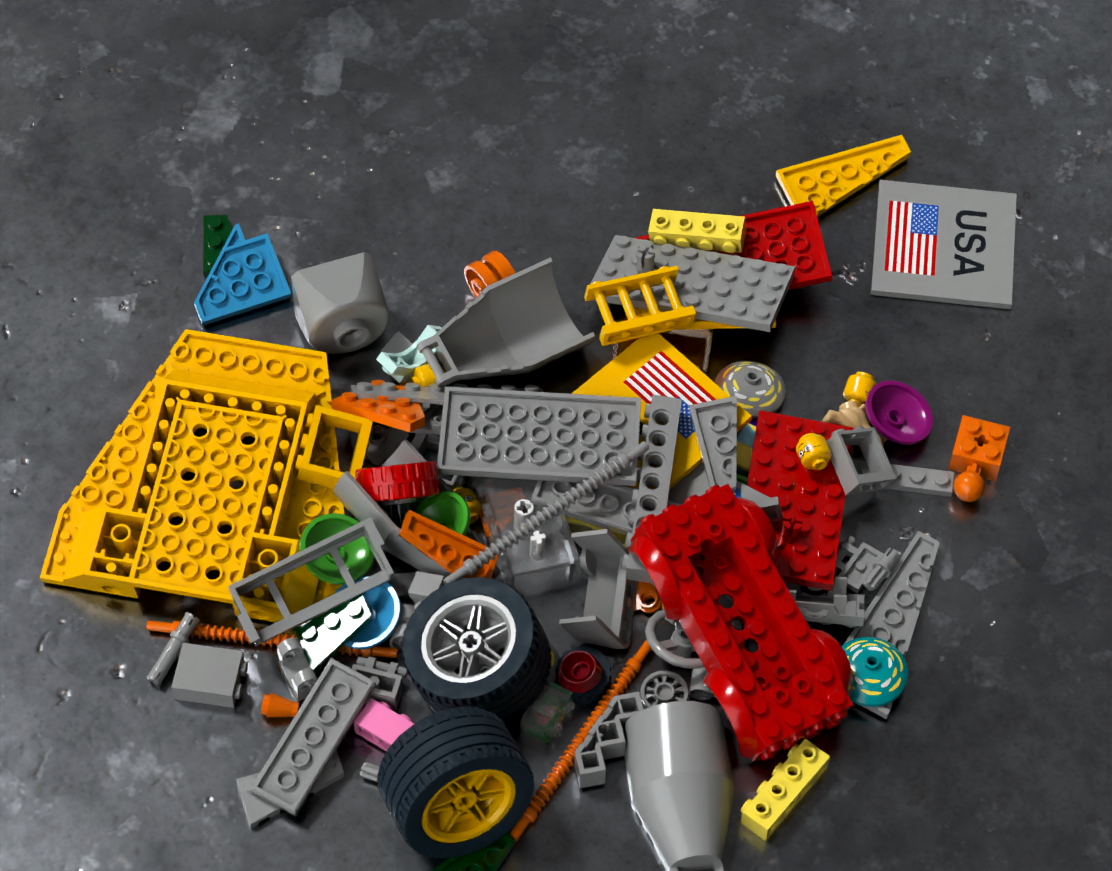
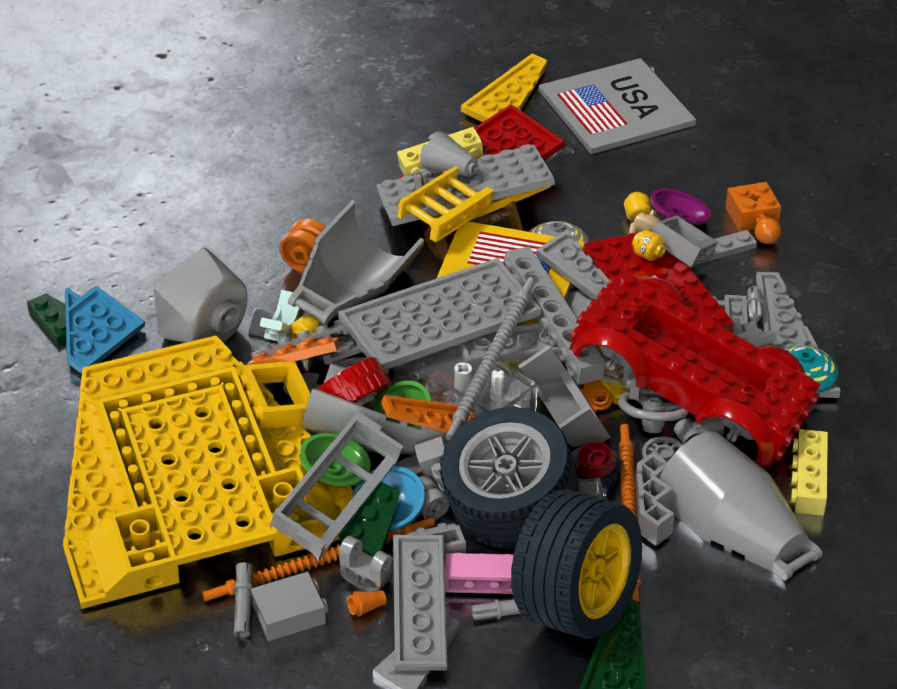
camera: 30 degrees left, 15 degrees down
(685, 245) = (445, 153): none -> light grey cone

